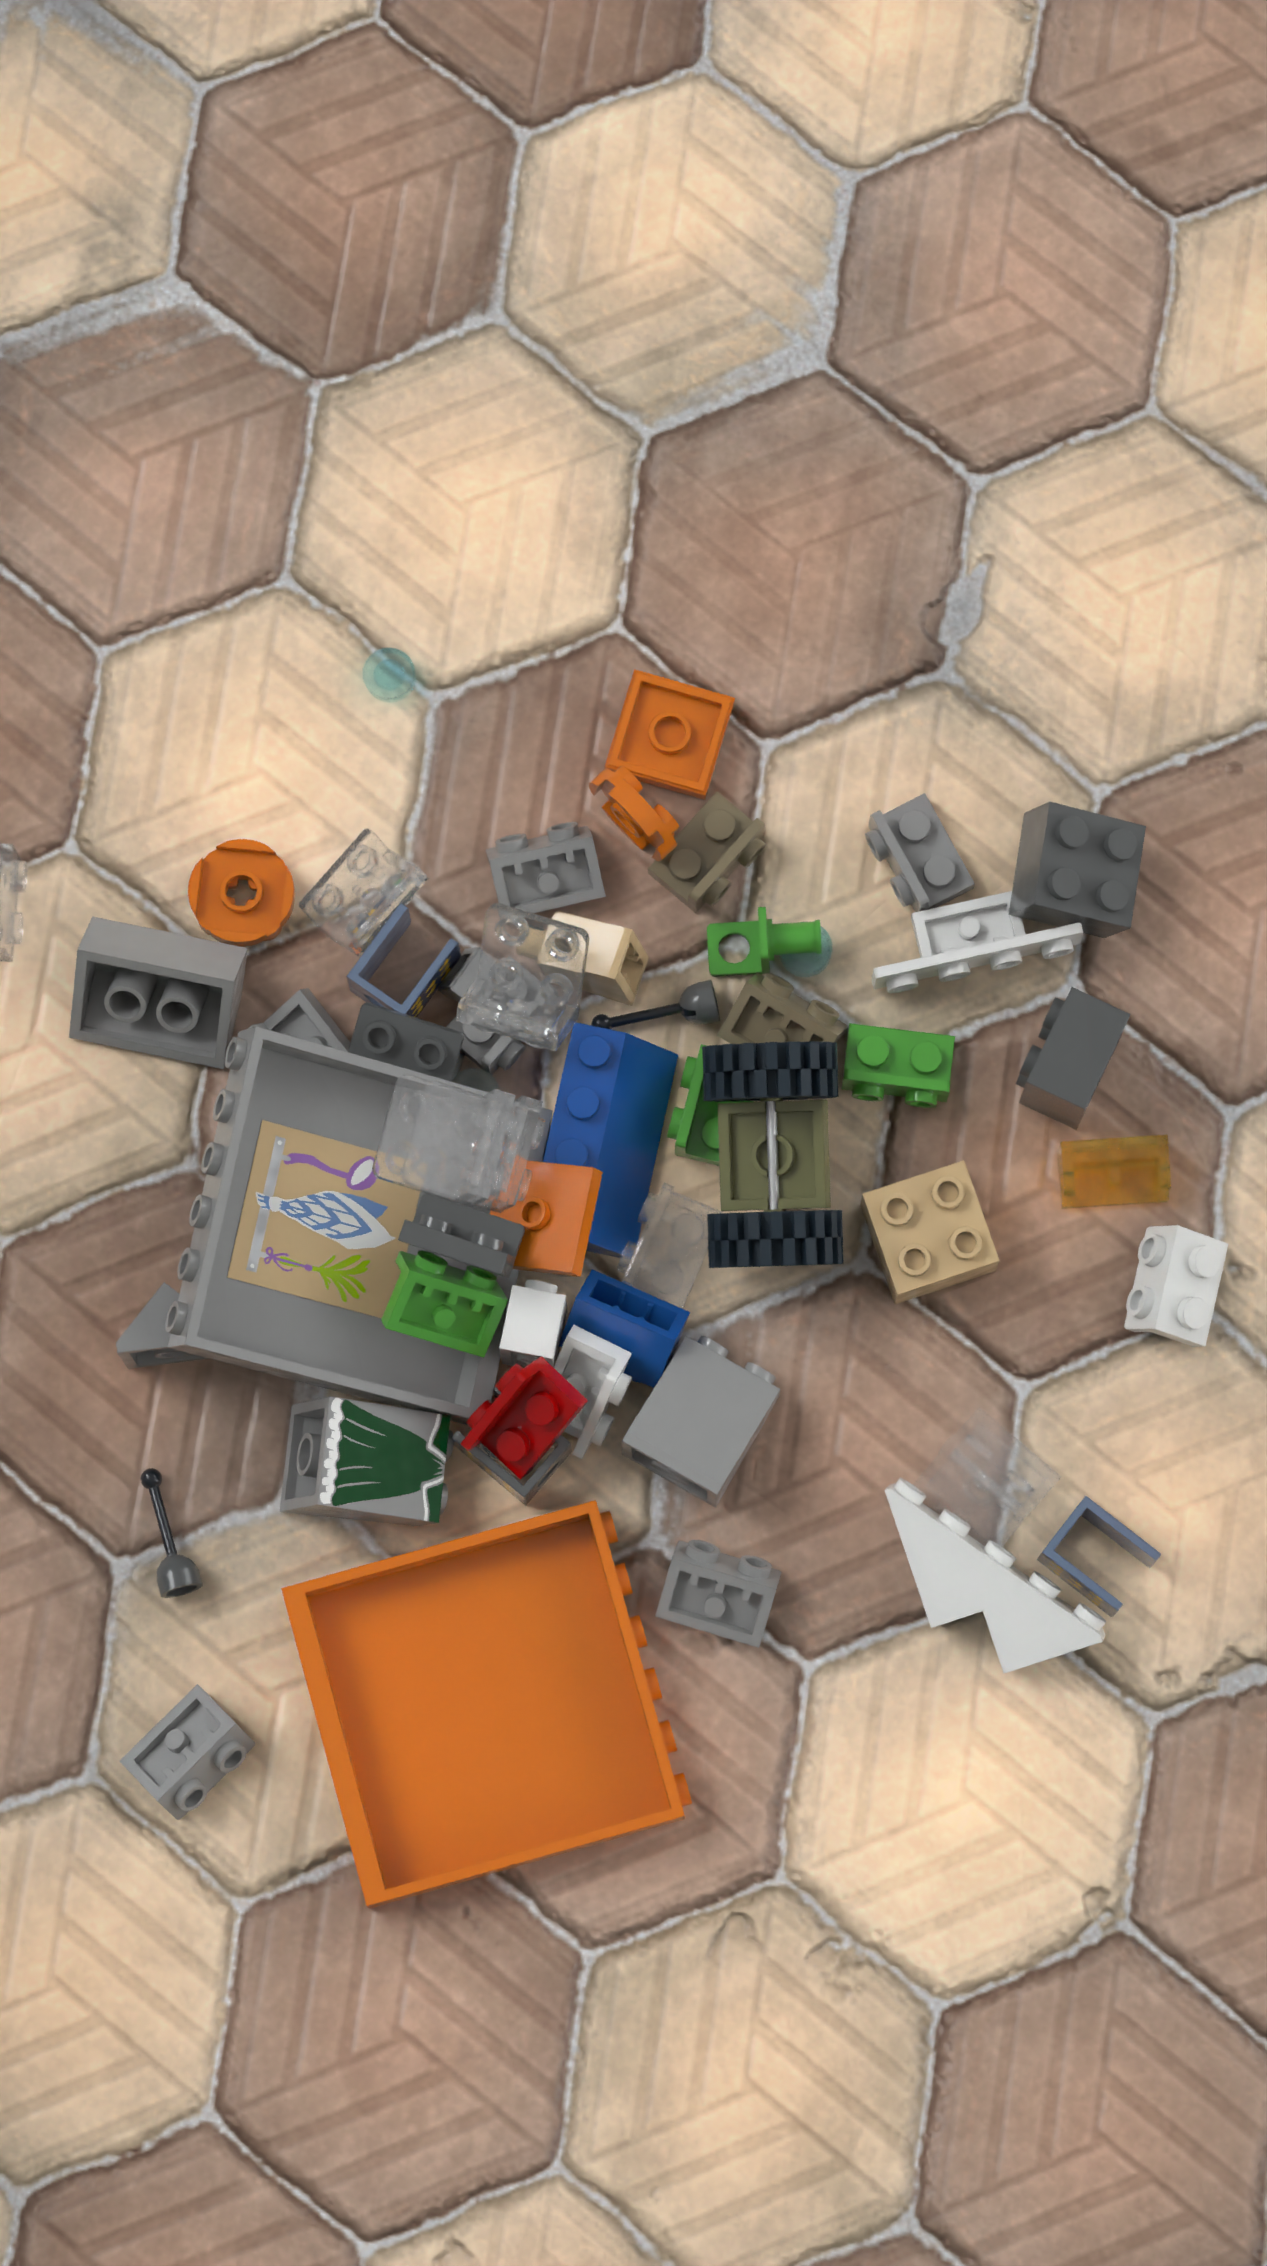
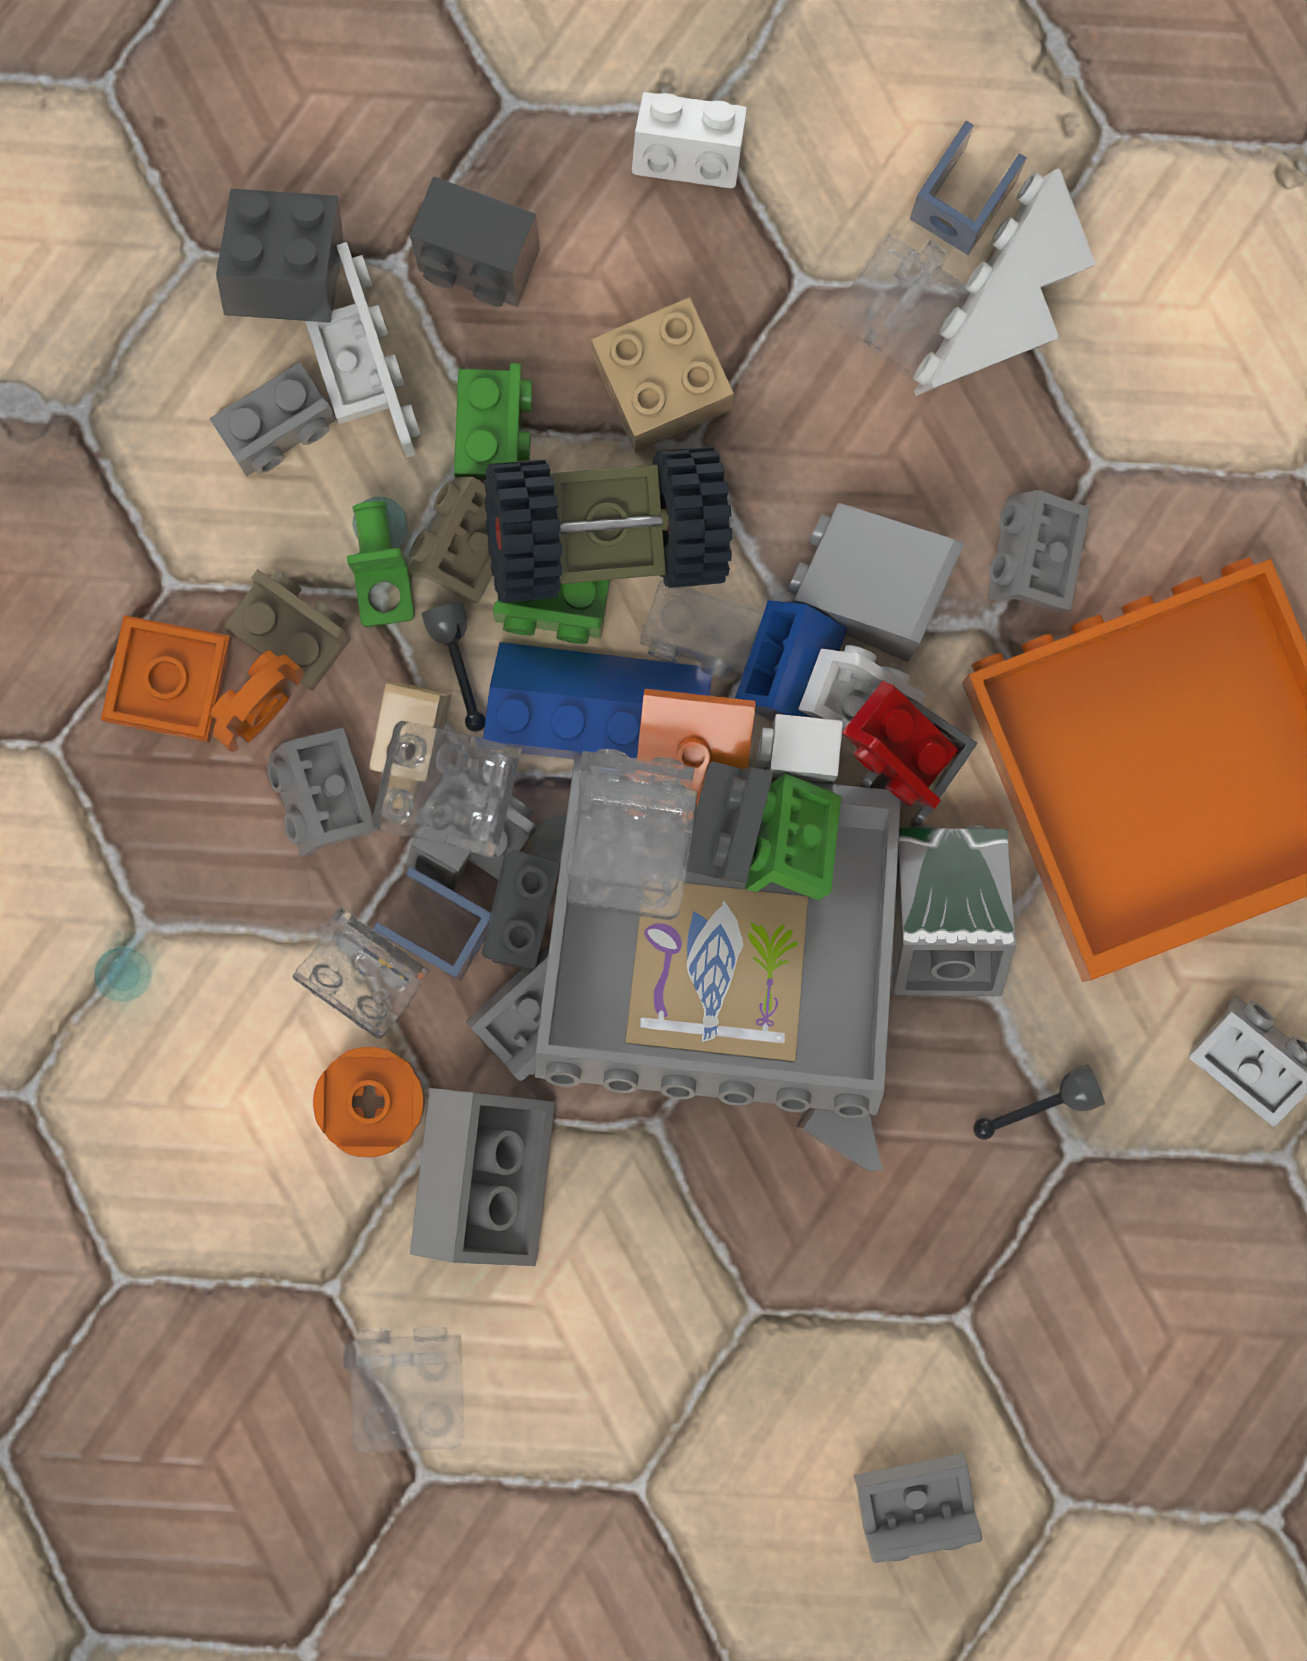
camera: 100 degrees left, 5 degrees up
(1114, 1171) = (582, 204): clear yellow hinge -> none

